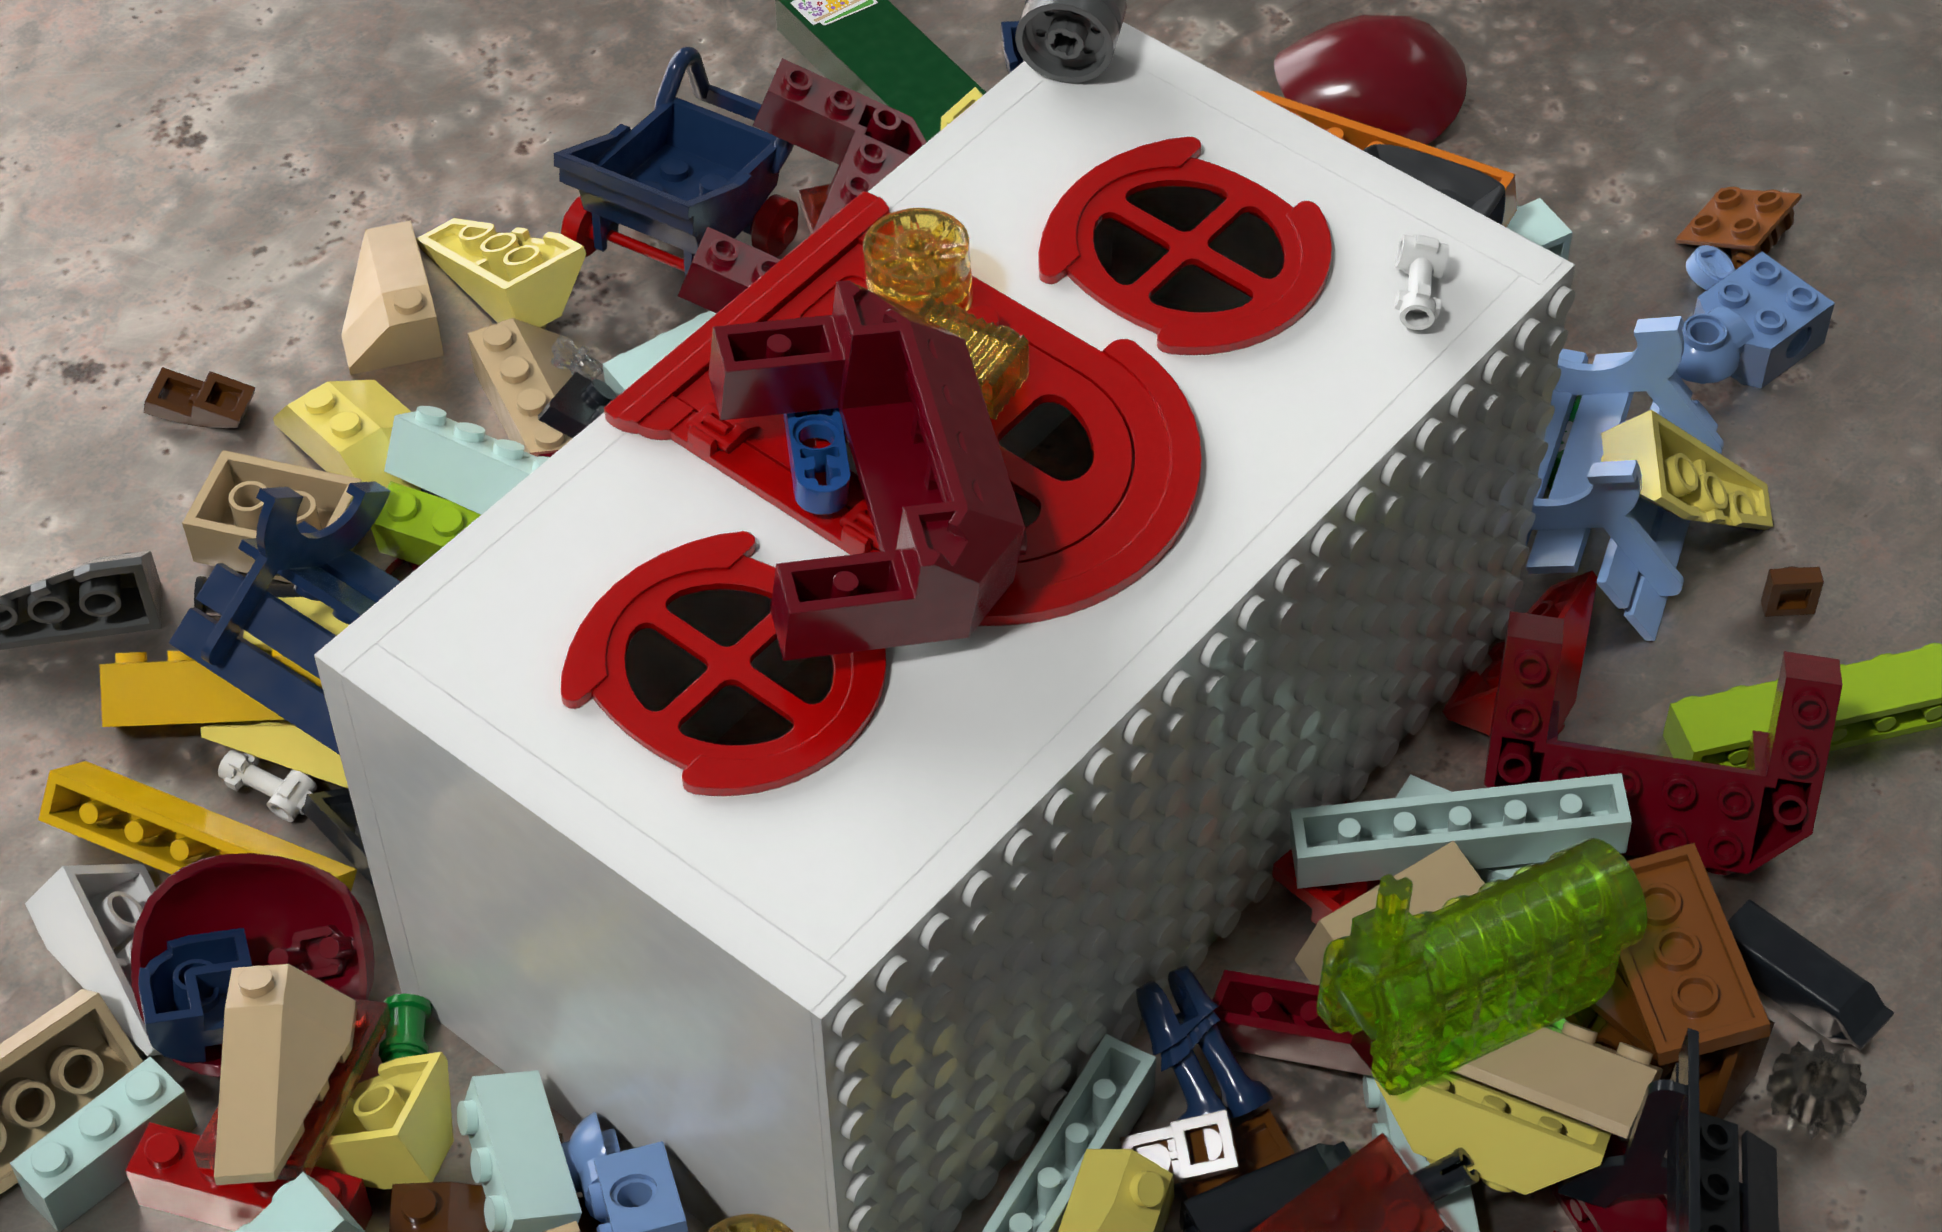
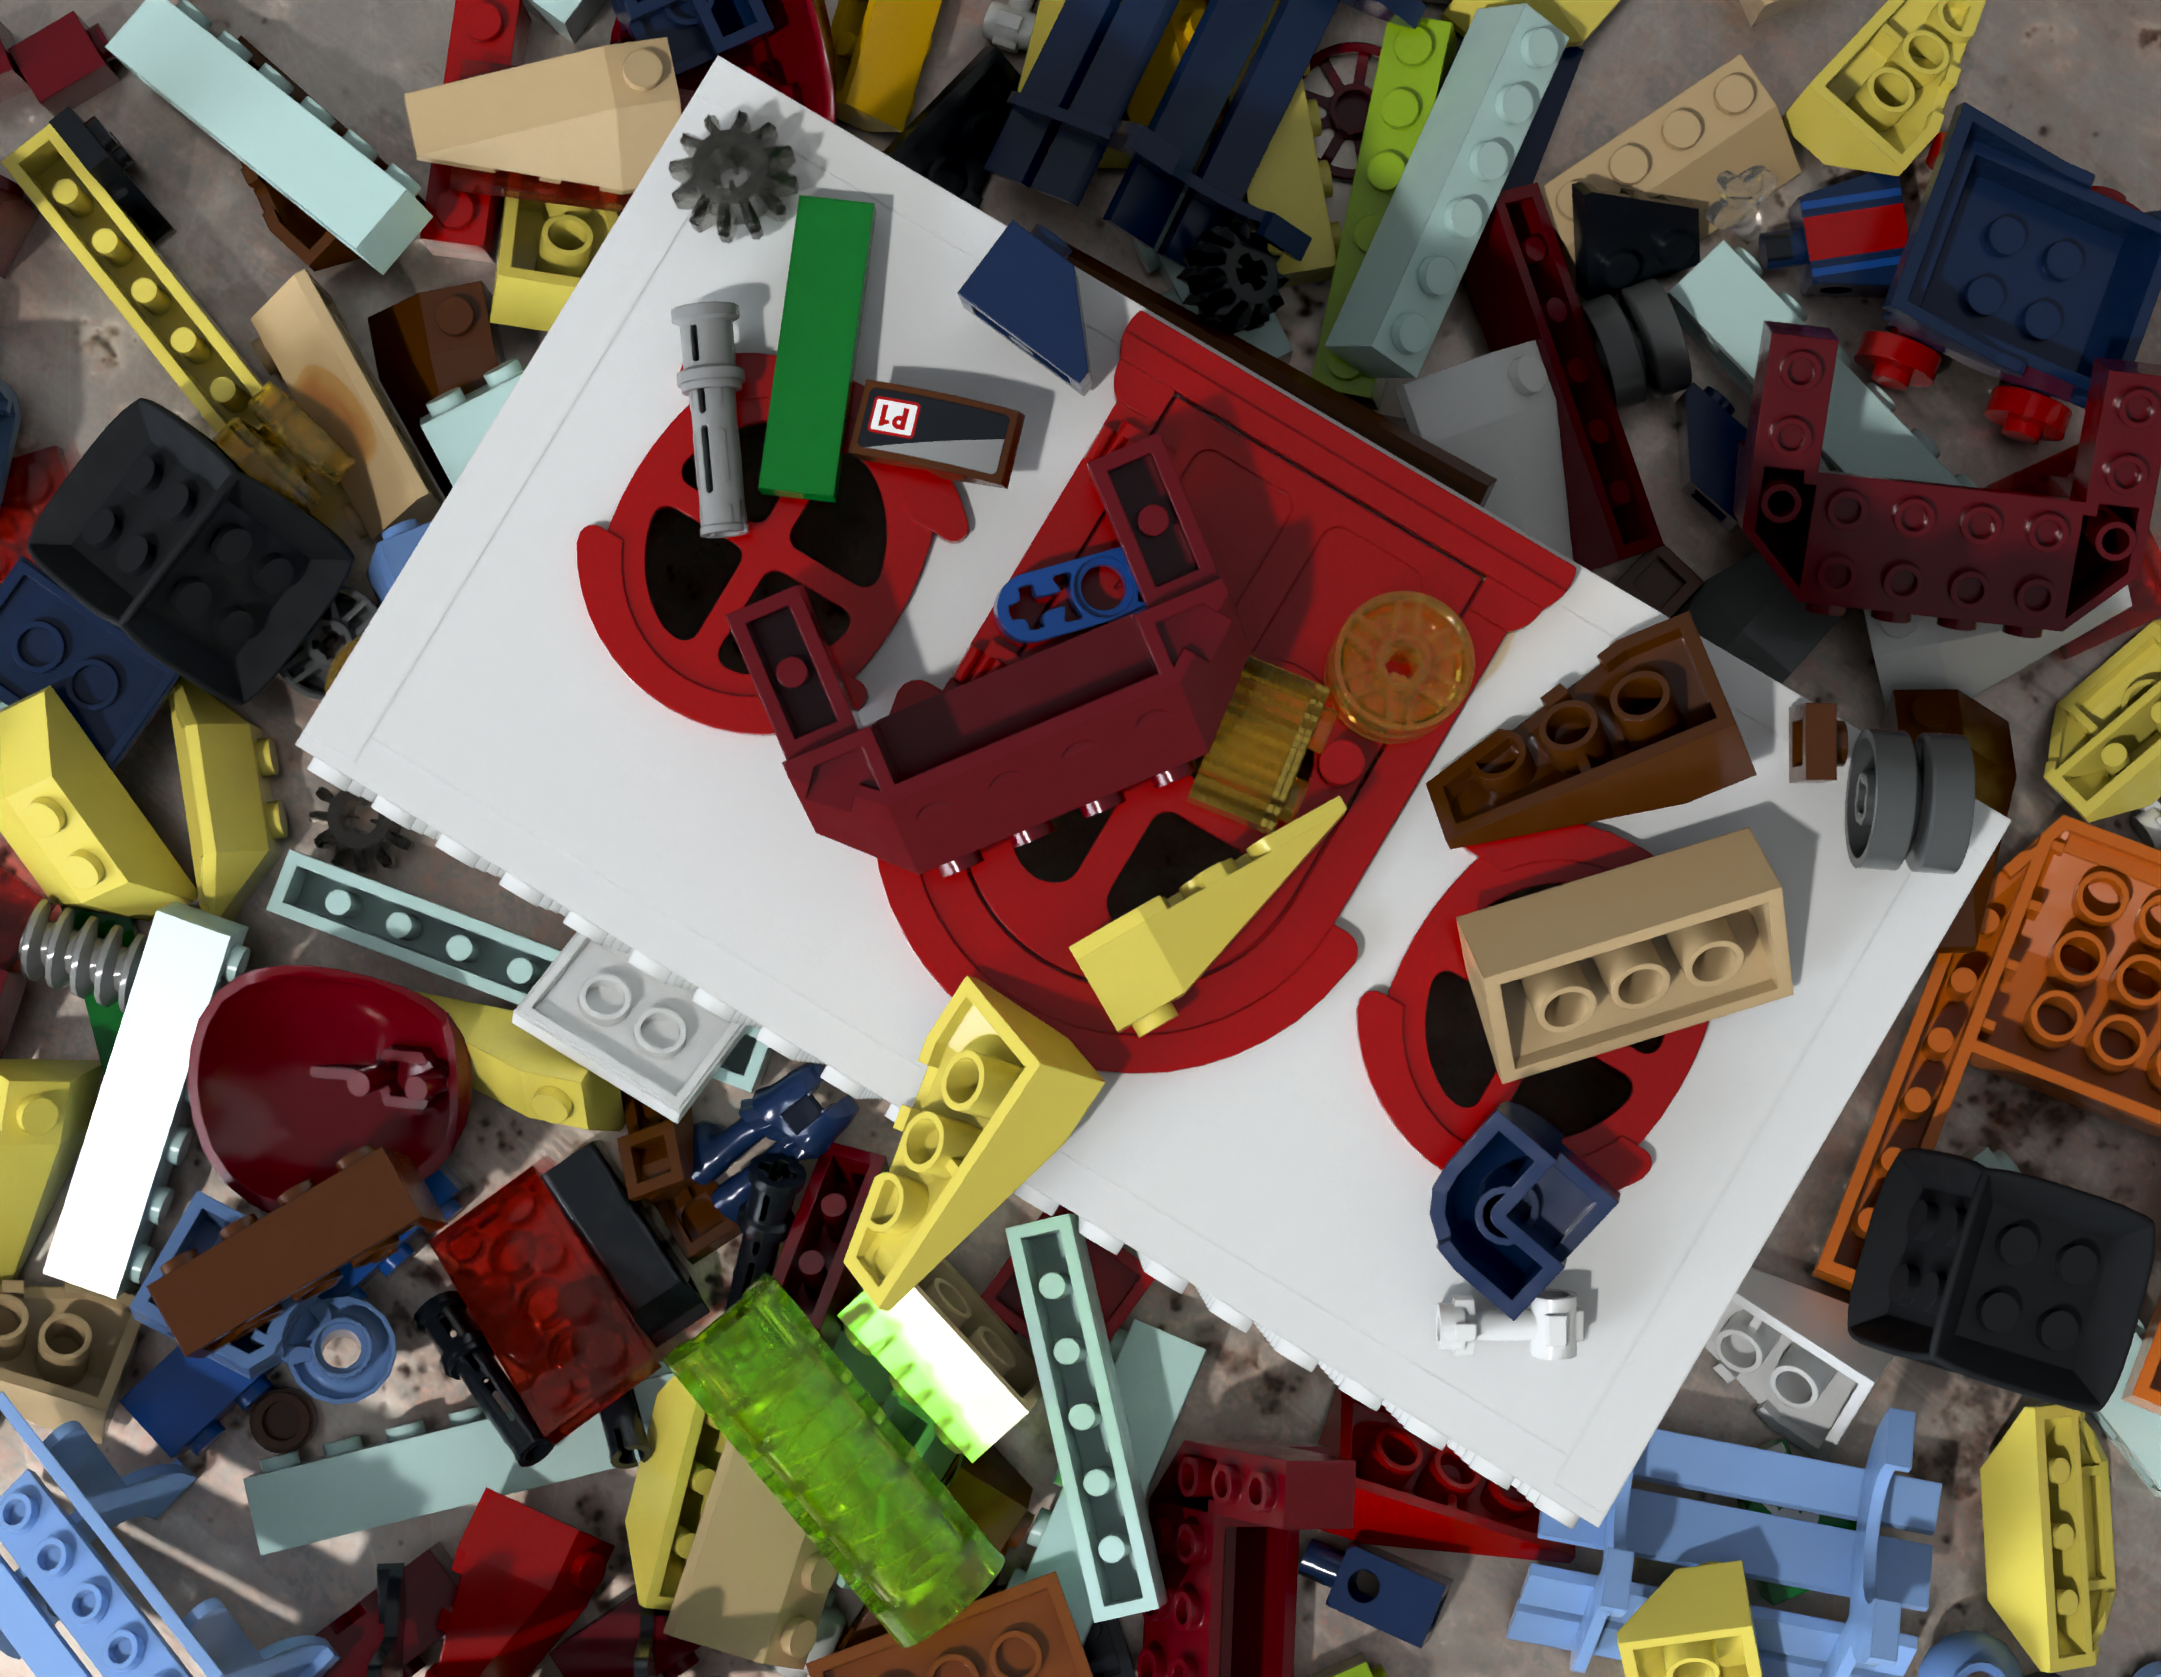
camera: 80 degrees right, 35 degrees up
(422, 633) = (726, 149): none -> clear smoke gear
(579, 597) = (817, 349): none -> green tile
(586, 448) = (1033, 301): none -> dark blue slope
(587, 662) = (712, 384): none -> light grey pin
(622, 305) = (1842, 238): none -> torso
(666, 520) = (937, 433): none -> slope
(996, 169) = (1617, 743): none -> reddish brown wedge
(1019, 74) = (1816, 743): none -> reddish brown plate
(1081, 1122) = (627, 1026): none -> white tile
(1096, 412) = (1169, 943): none -> light yellow wedge
(1153, 178) = (1627, 954): none -> tan slope
(1227, 568) = (986, 1117): none -> light yellow wedge
(1271, 1063) = (765, 1218): none -> black pin
(1333, 247) = (1515, 1206): none -> dark blue brick
(1609, 309) = (2050, 1536): none -> light yellow wedge
(1614, 686) = (1407, 1595): none -> dark blue torso

